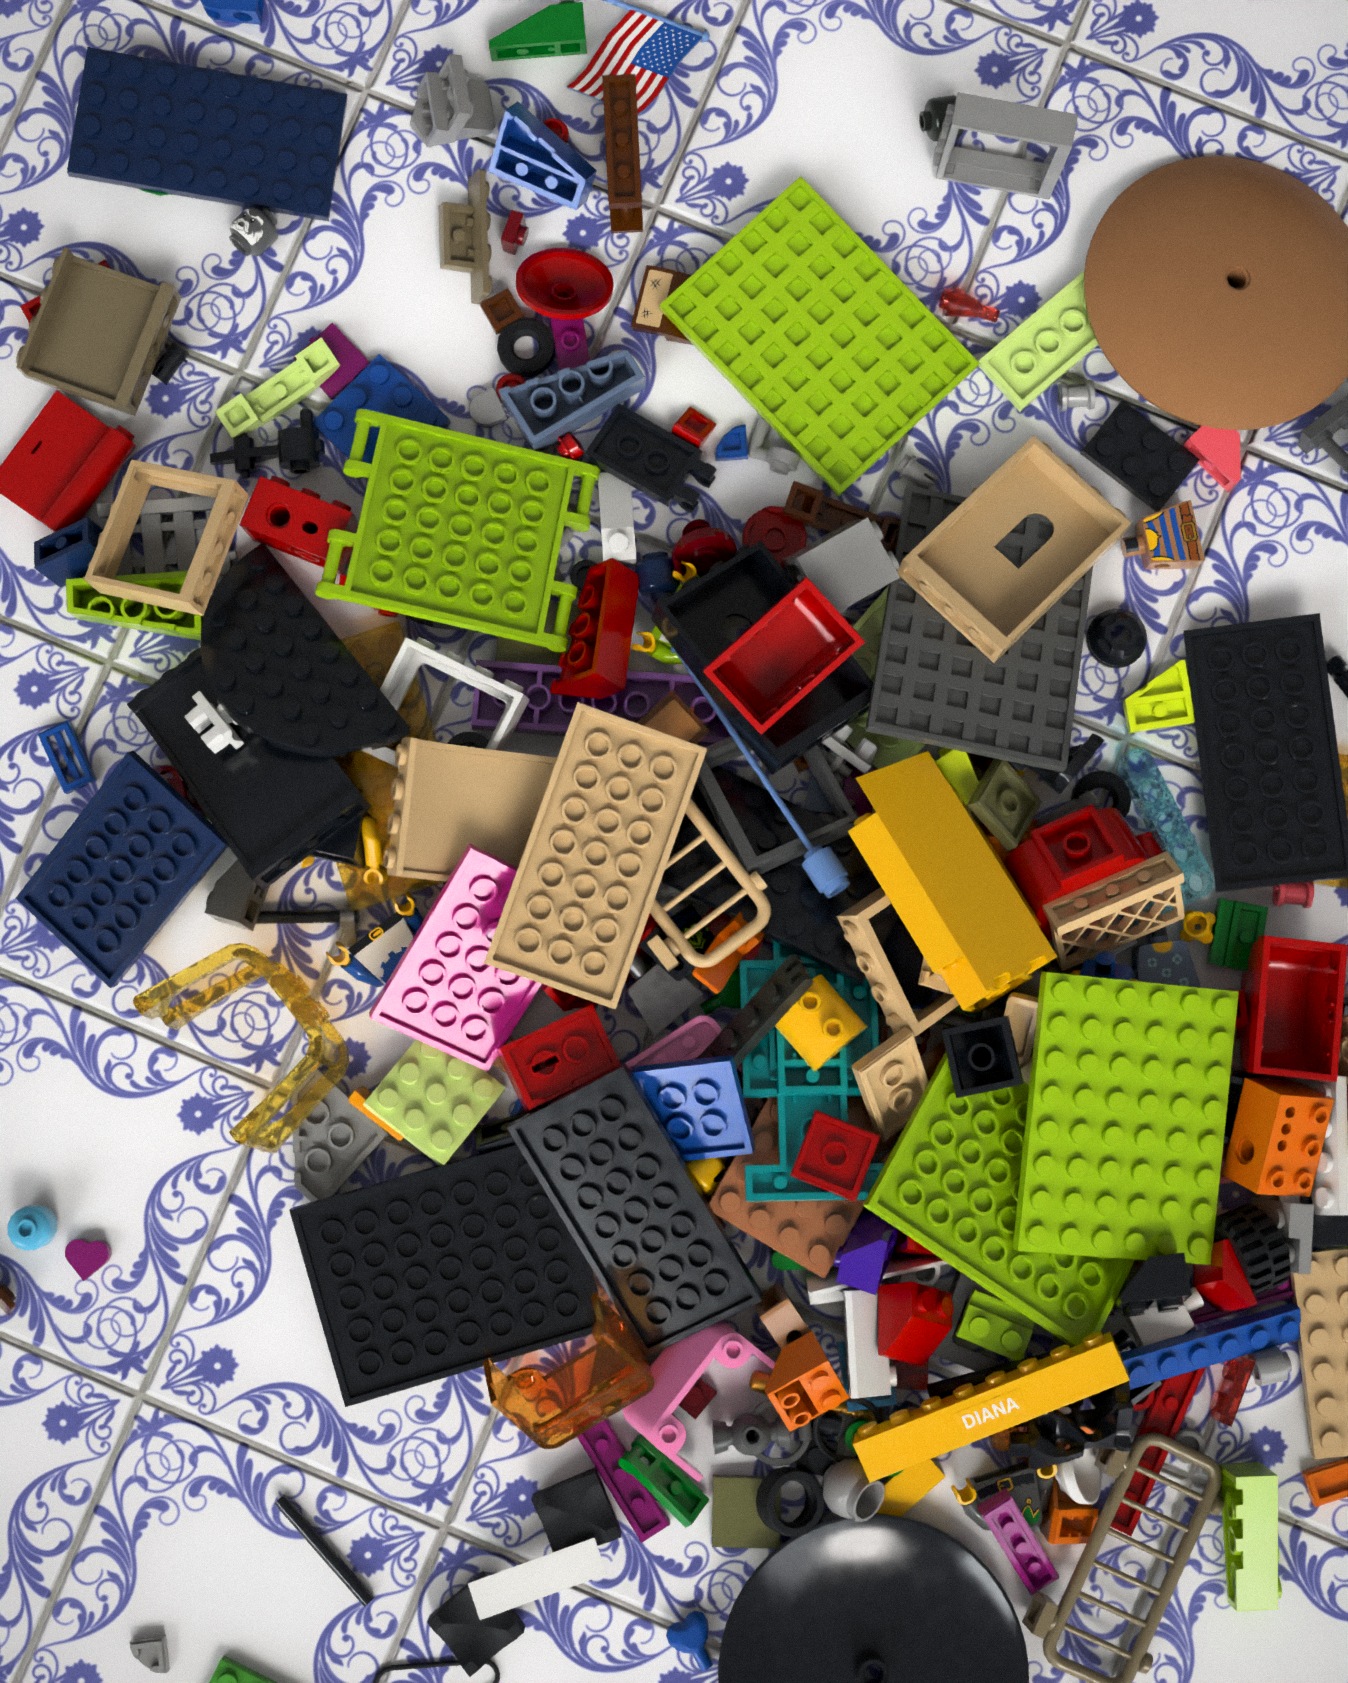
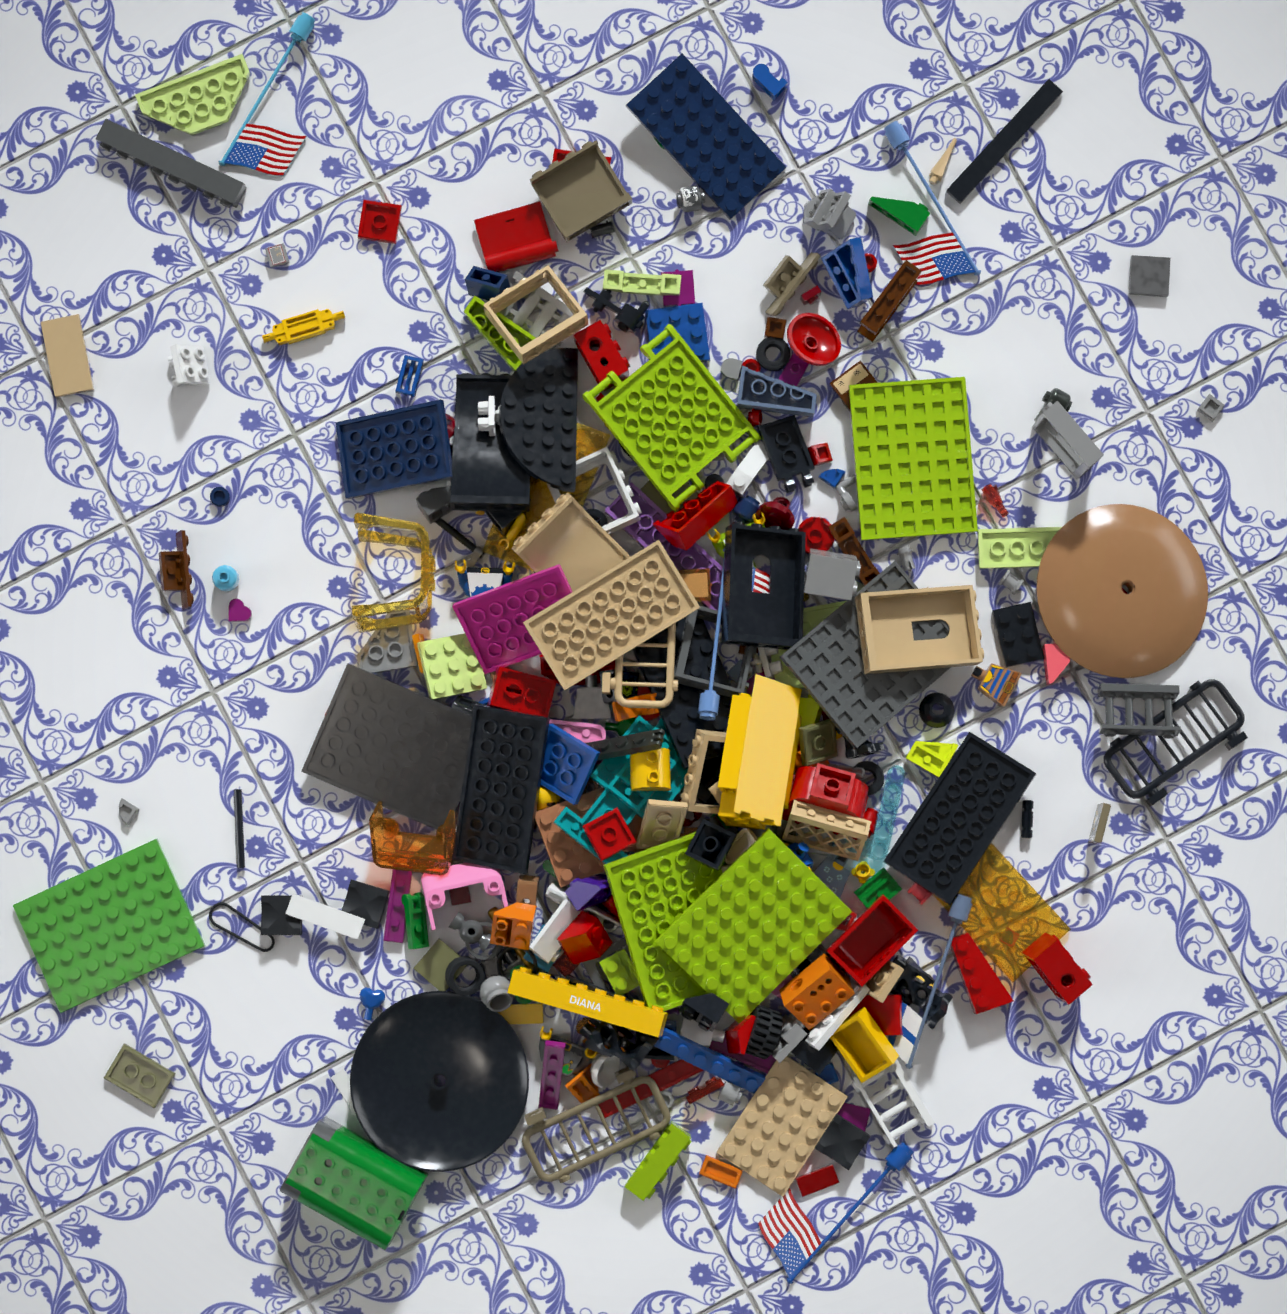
camera: 40 degrees right, 0 degrees up
(783, 655) = (767, 593): red container -> none

